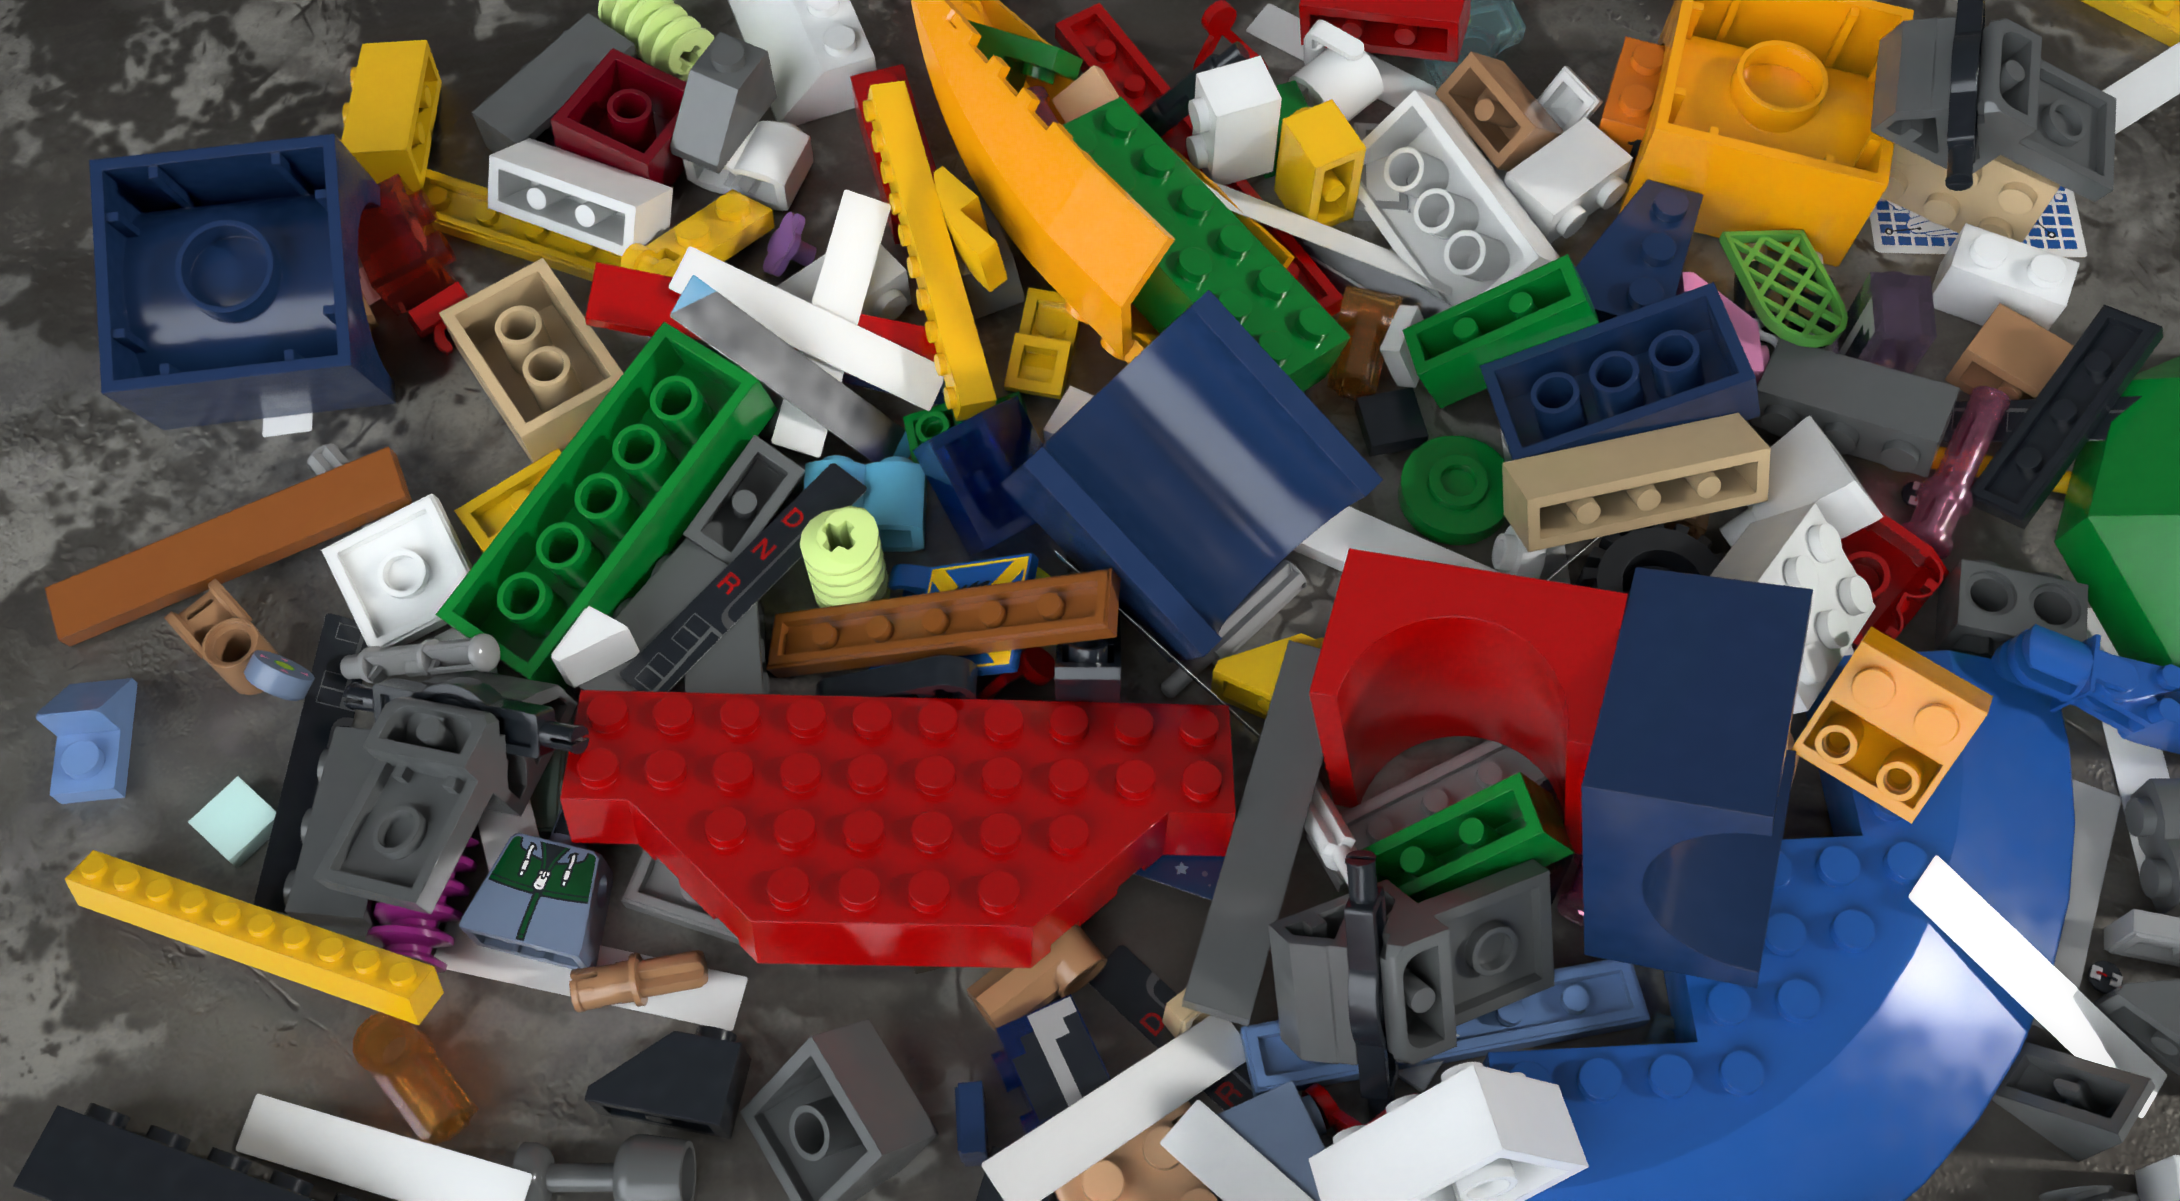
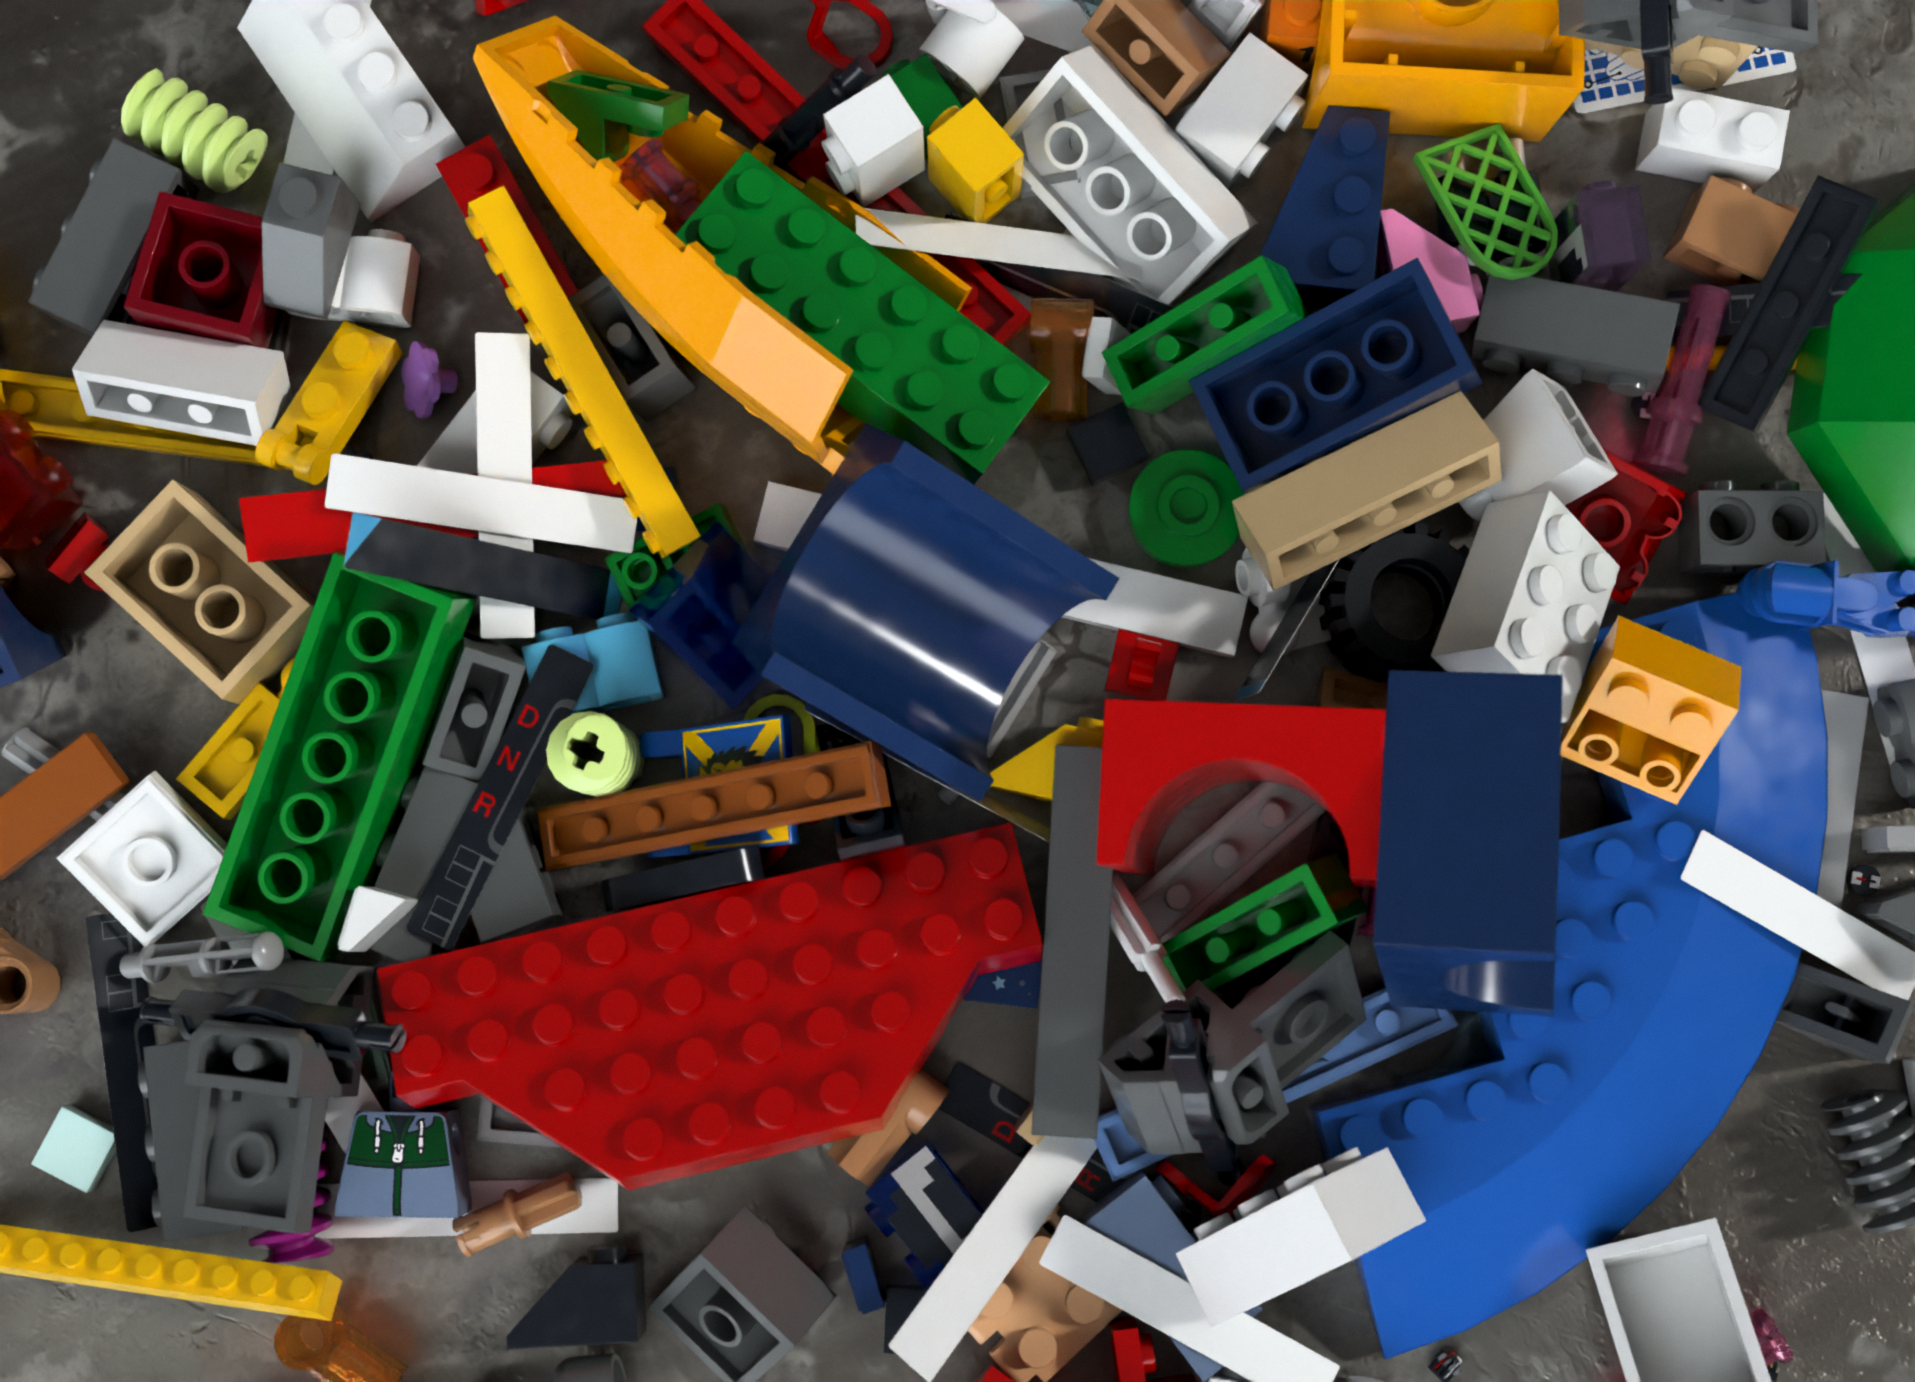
camera: 15 degrees left, 20 degrees up
(278, 676) = (65, 1003): sand blue tile -> none
(969, 230) = (615, 347): yellow slope -> none
(1043, 346) = (727, 444): yellow slope -> none
(1085, 94) = (709, 148): light nougat tile -> none

